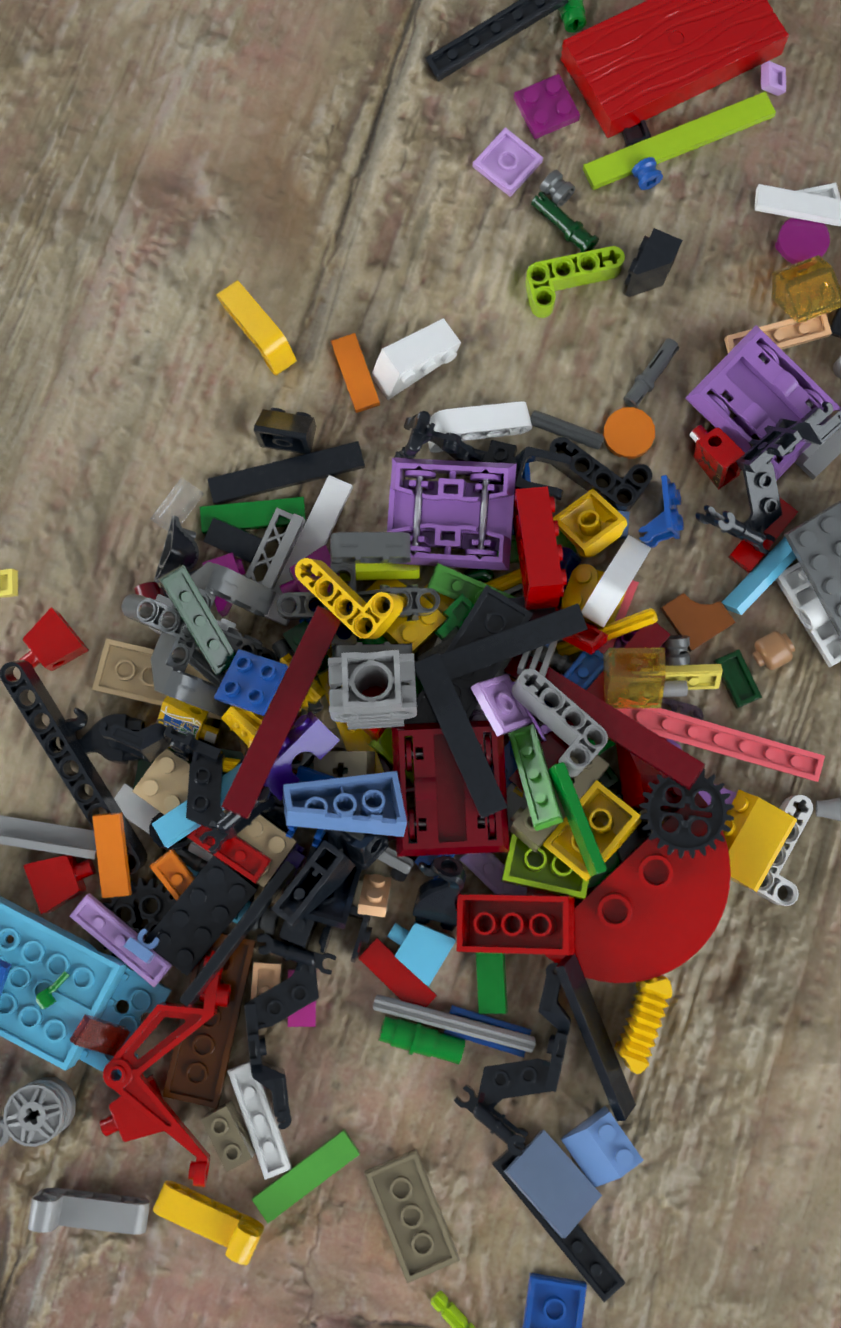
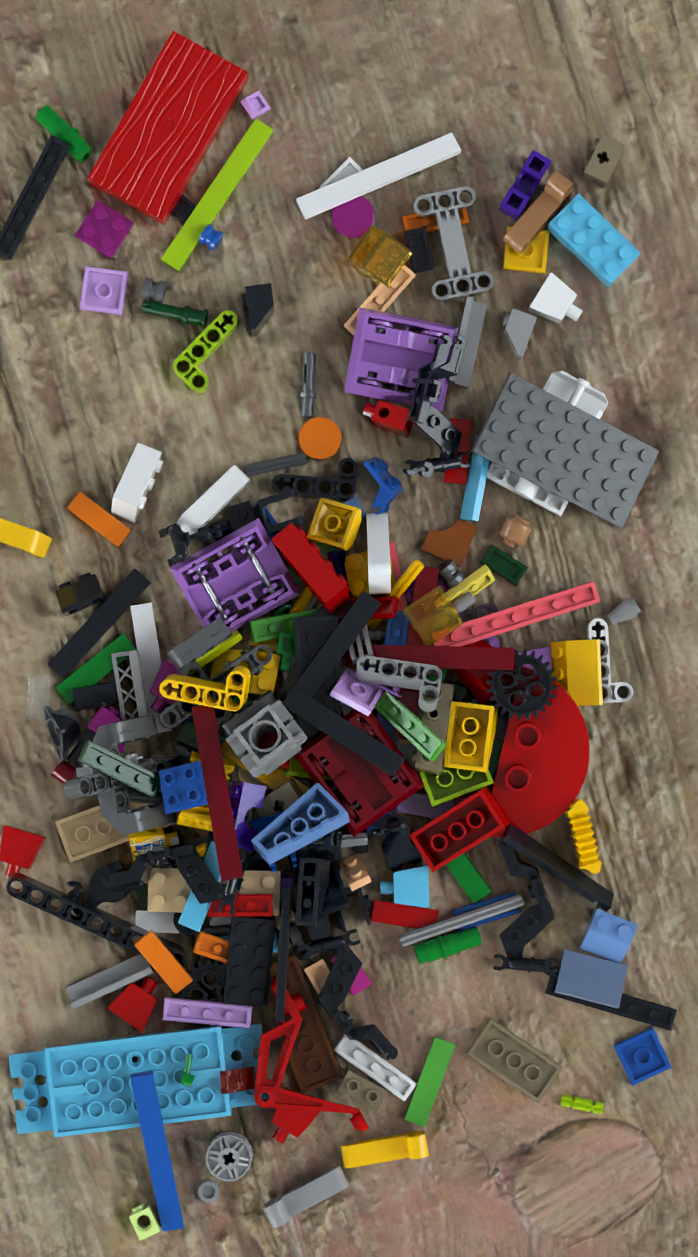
camera: 45 degrees left, 5 degrees up
(141, 949) = (226, 1008): medium blue tile -> none
(577, 819) = (454, 736): green tile -> none

